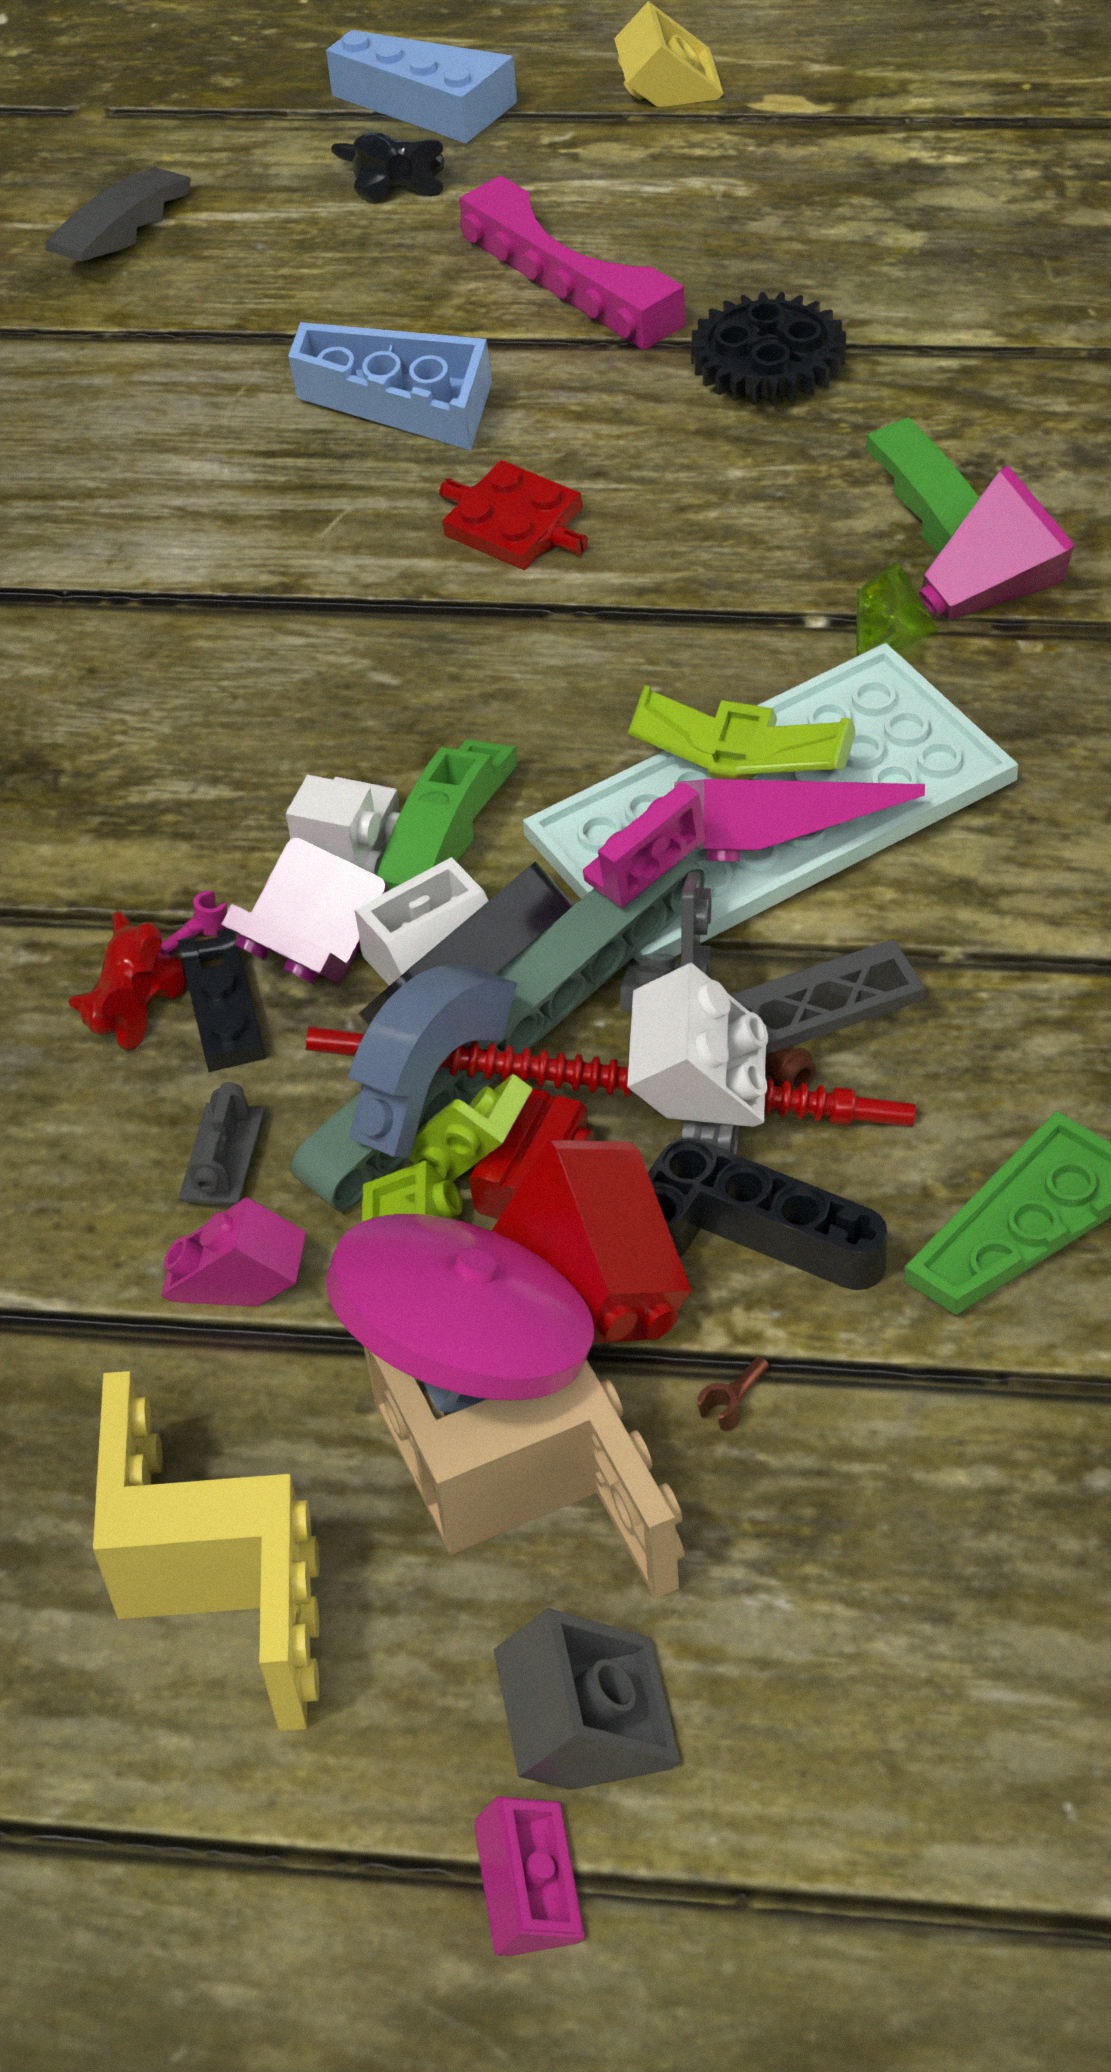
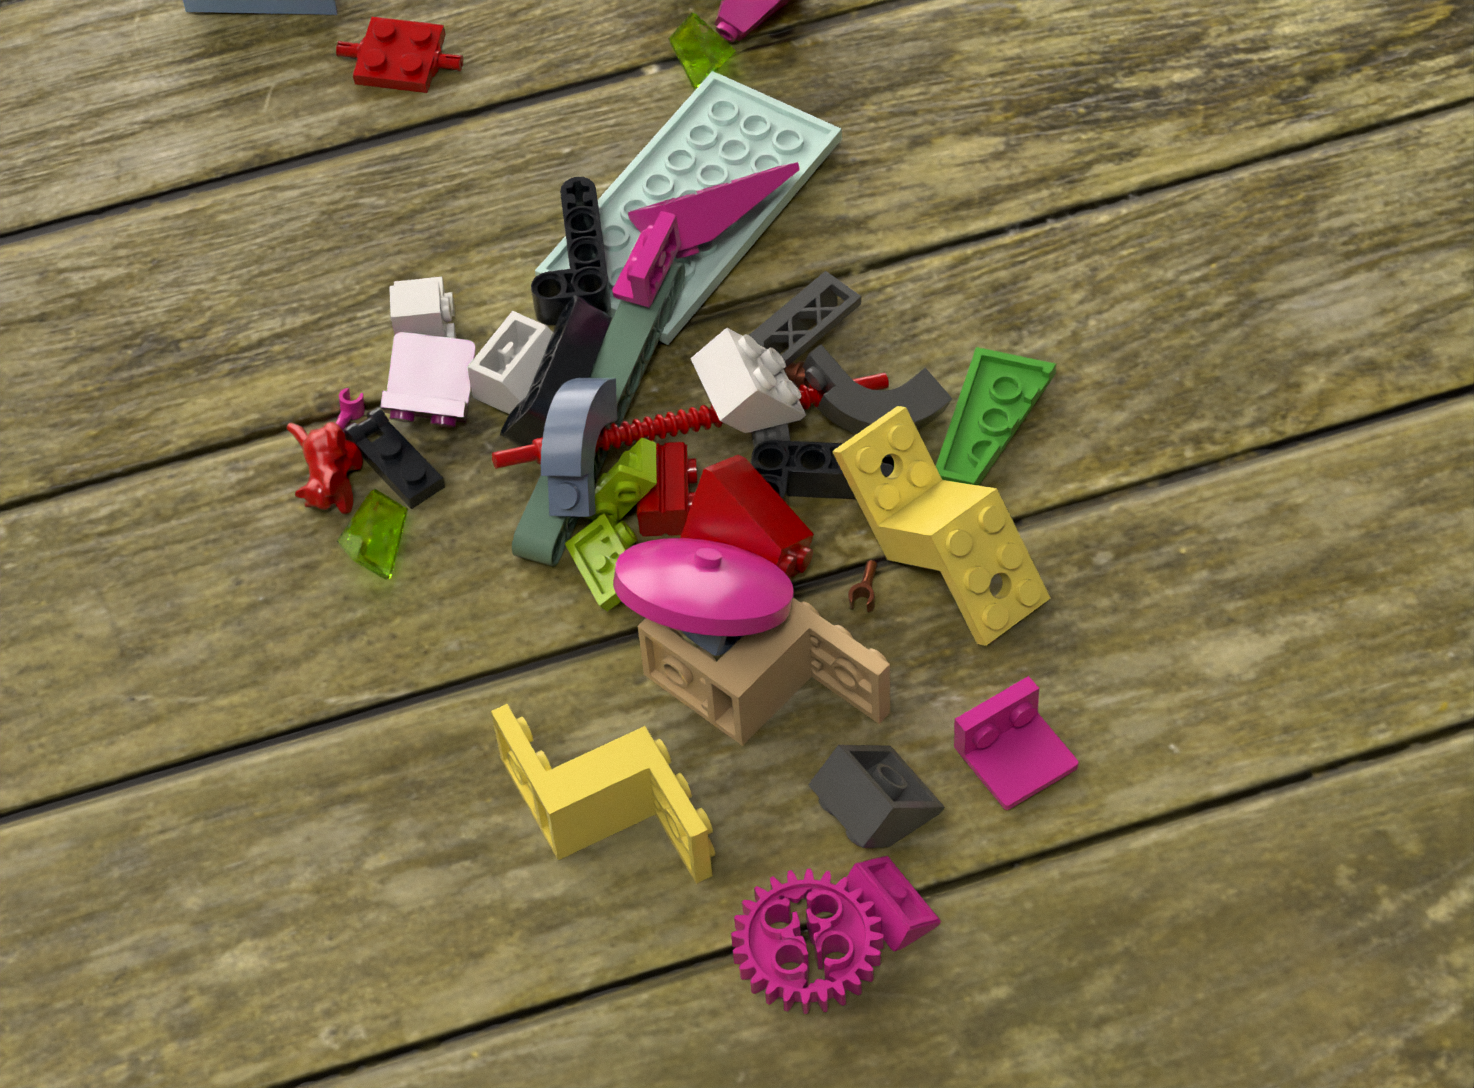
camera: 25 degrees left, 5 degrees up
(140, 1088) = (375, 533): none -> clear neon green slope
(222, 1148) = (455, 554): dark grey hinge -> none
(235, 1258) = (509, 619): dark pink slope -> none
(435, 1893) = (764, 948): none -> dark pink gear
(442, 807) = (479, 282): bright green slope -> none
(586, 817) = (585, 253): none -> black beam
(694, 922) = (682, 343): dark grey bracket -> none
(740, 738) = (657, 169): lime plate -> none
(820, 1709) = (1012, 745): none -> dark pink bracket
(870, 1346) = (942, 525): none -> light yellow bracket
(872, 1156) = (858, 407): none -> dark grey arch

